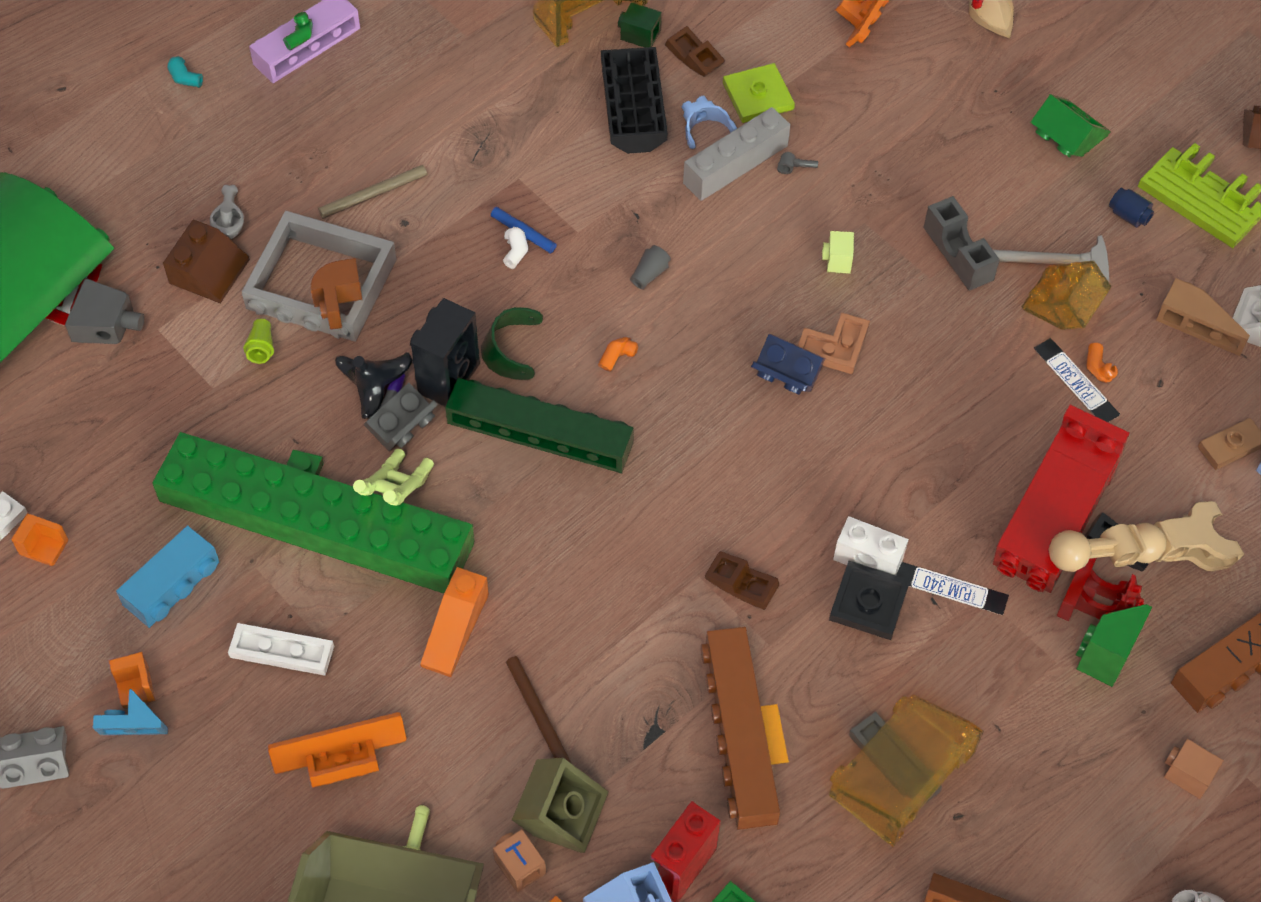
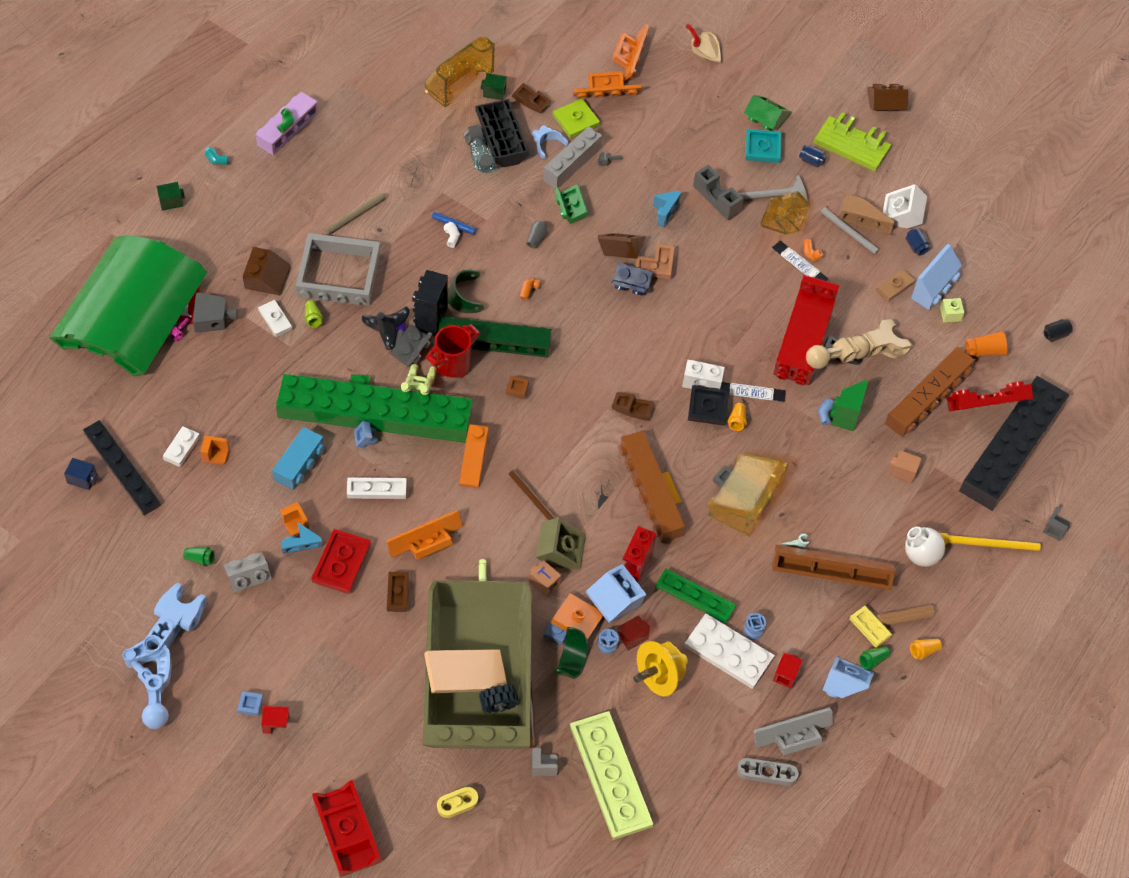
camera: 15 degrees left, 0 degrees up
(40, 336) = (176, 332): none -> dark pink hand
(95, 122) = (170, 196): none -> dark green brick
(188, 767) = (341, 561): none -> red plate
(200, 339) = (275, 318): none -> white plate
(228, 216) = (270, 240): light grey piece -> none
(266, 838) = (397, 591): none -> reddish brown plate
(284, 554) = (363, 435): none -> medium blue tile
(333, 285) = (353, 273): dark orange brick -> none
(461, 437) = (453, 350): none -> red container
(556, 515) = (517, 387): none -> dark orange plate
(591, 122) = (479, 151): none -> piece
(718, 226) = (572, 203): none -> green bracket
(782, 305) = (621, 245): none -> reddish brown slope
(819, 46) = (606, 83): none -> orange bracket
(839, 252) = (647, 208): yellowish green plate -> none
(873, 252) = (666, 204): none -> dark azure slope
(915, 630) = (737, 419): none -> light orange cone
(974, 874) = (799, 542): none -> light aqua hand
(1052, 179) = (763, 146): none -> teal plate
(1067, 641) = (823, 410): none -> medium blue arm
(1087, 584) = (829, 376): red tile -> none
(1171, 340) = (863, 241): none -> light grey bar

